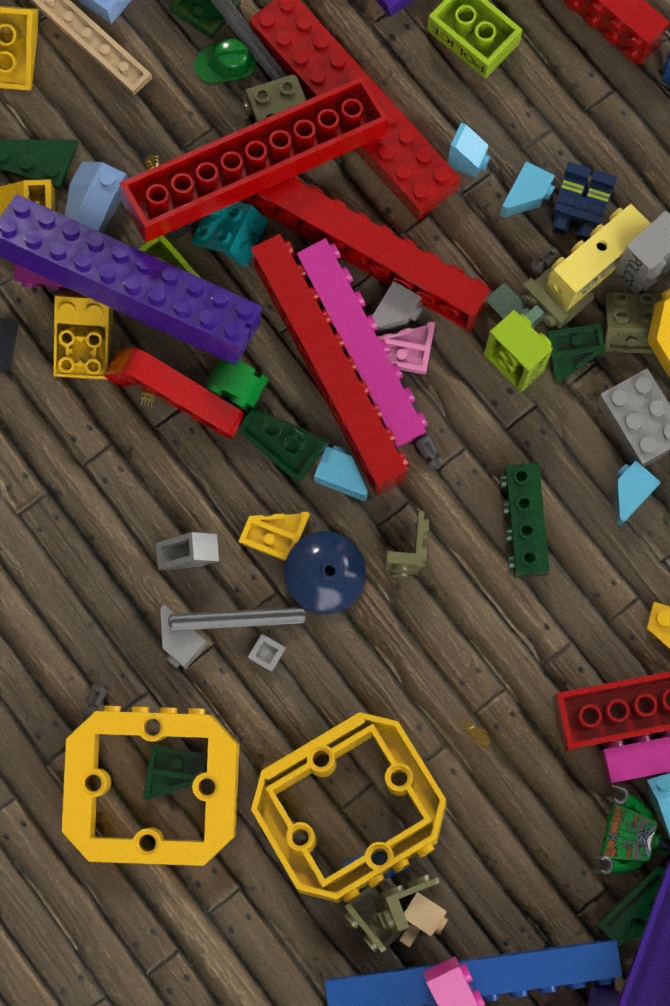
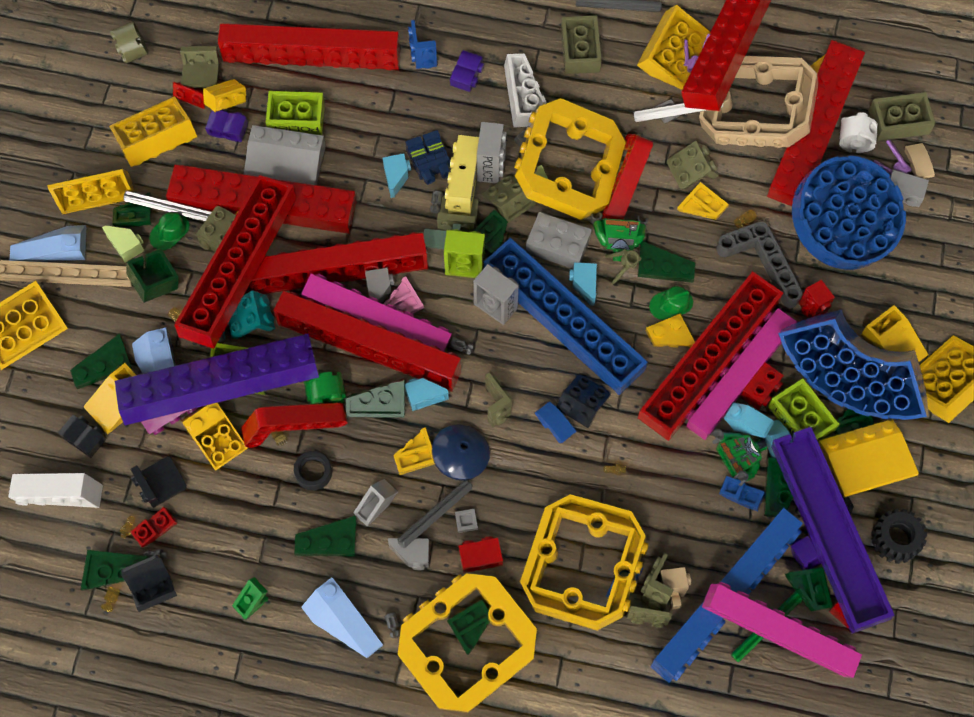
camera: 40 degrees left, 10 degrees down
(46, 642) = (336, 614): none -> light blue wedge
(105, 551) = (328, 540): none -> dark green wing
(151, 482) = (312, 485): none -> black tyre
(161, 107) = (155, 279): none -> dark green piece
(165, 37) = (124, 241): none -> yellowish green slope
(246, 704) = (480, 554): none -> red brick
(419, 73) = (284, 155): none -> light grey slope
(456, 625) = (555, 421): none -> blue slope
(468, 152) = (347, 175): medium azure slope -> none
(509, 625) = (582, 400): none -> black bracket
(512, 426) = (495, 294): none -> light grey brick
(525, 520) = (543, 339): dark green brick -> none
(572, 514) = (569, 318): none -> blue brick
(595, 886) = (742, 495): none -> blue slope

